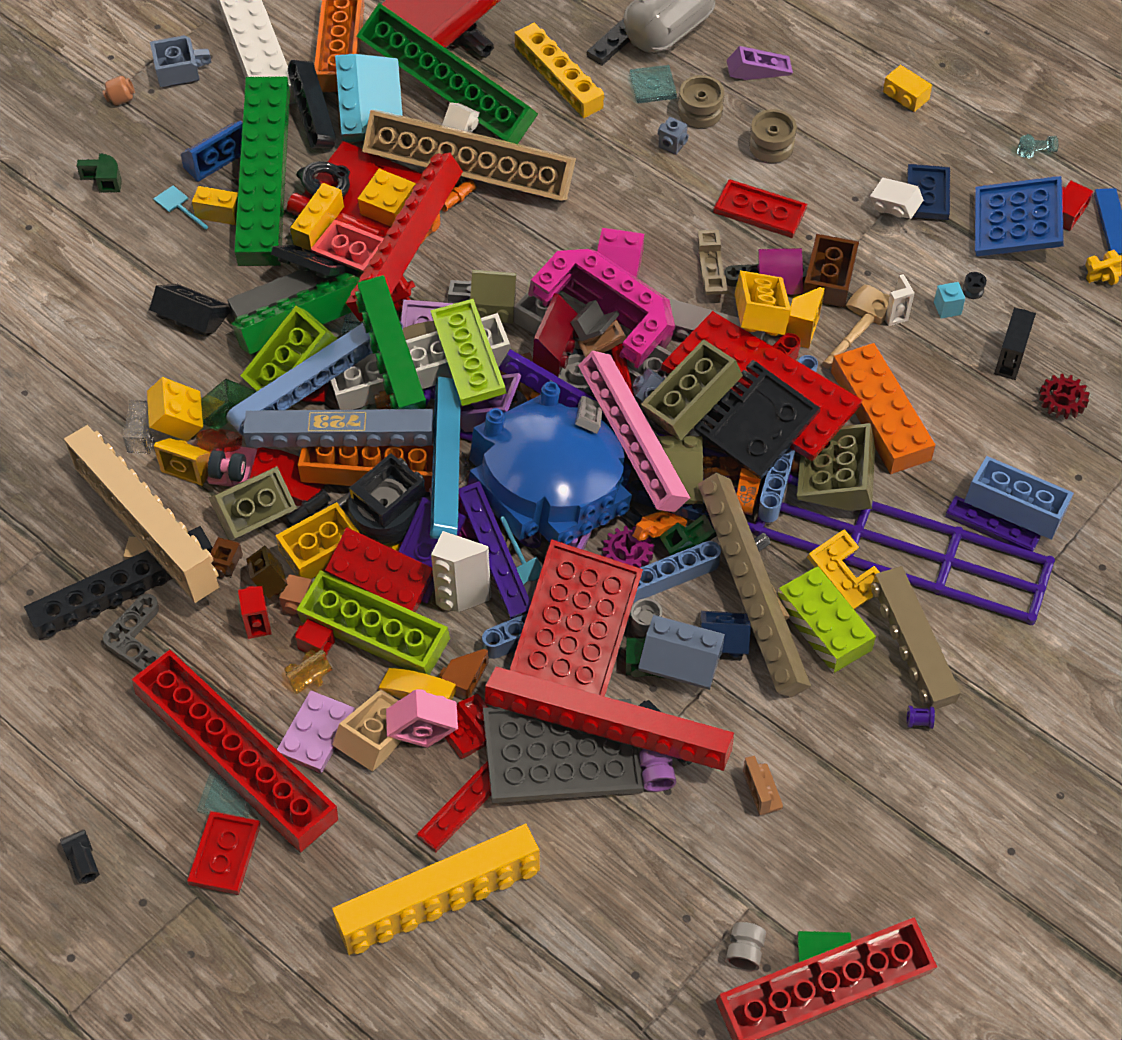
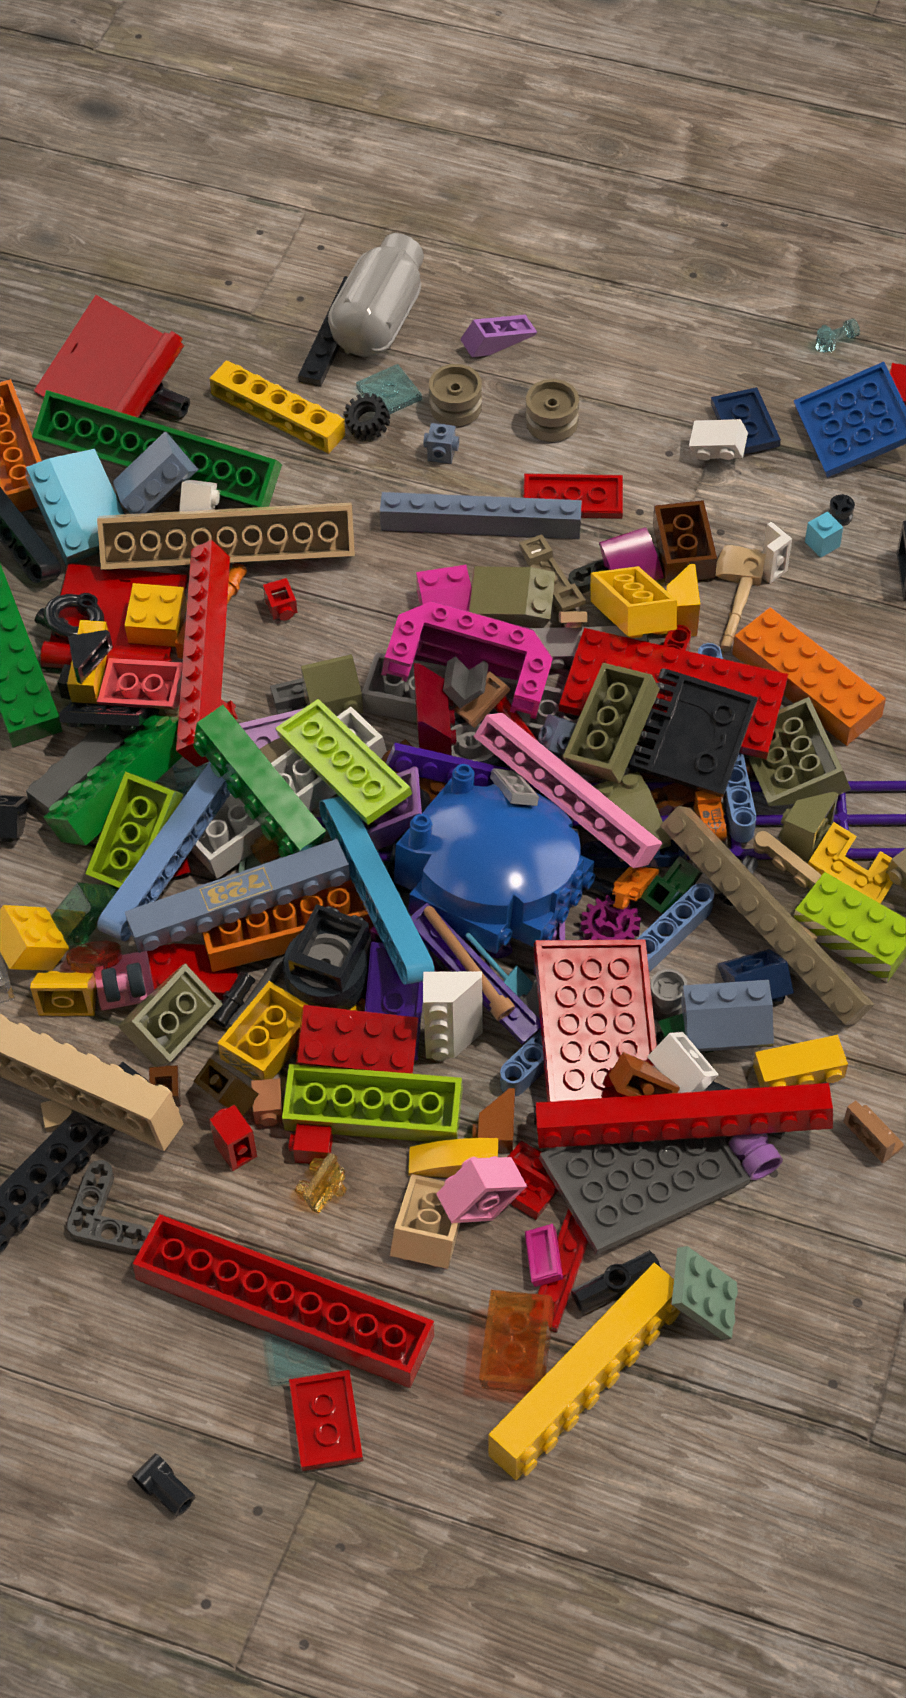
camera: 20 degrees left, 0 degrees up
(313, 207) = (89, 651): none -> black slope
(313, 731) = (362, 1246): lavender plate -> none
(394, 844) = (516, 1341): none -> clear orange brick
(434, 93) = (153, 476): none -> sand blue slope
(451, 788) = (543, 1255): none -> dark pink tile
(482, 830) = (600, 1290): none -> black piece
(489, 221) = (282, 604): none -> red brick
(501, 581) = (500, 1005): none -> medium nougat piece
(558, 863) = (704, 1293): none -> sand green plate
(587, 676) = (637, 1078): none -> dark orange slope
(626, 106) = (362, 406): none -> black tyre
(627, 677) = (682, 1063): none -> white brick
(670, 268) = (513, 594): none -> olive slope
(677, 200) = (480, 515): none -> sand blue brick
(707, 301) = (572, 619): none -> tan plate
(729, 712) = (801, 1063): none -> yellow brick
(791, 545) = (785, 859): none -> tan plate
(820, 522) = (808, 823): none -> olive slope
(907, 88) = (670, 312): yellow brick -> none

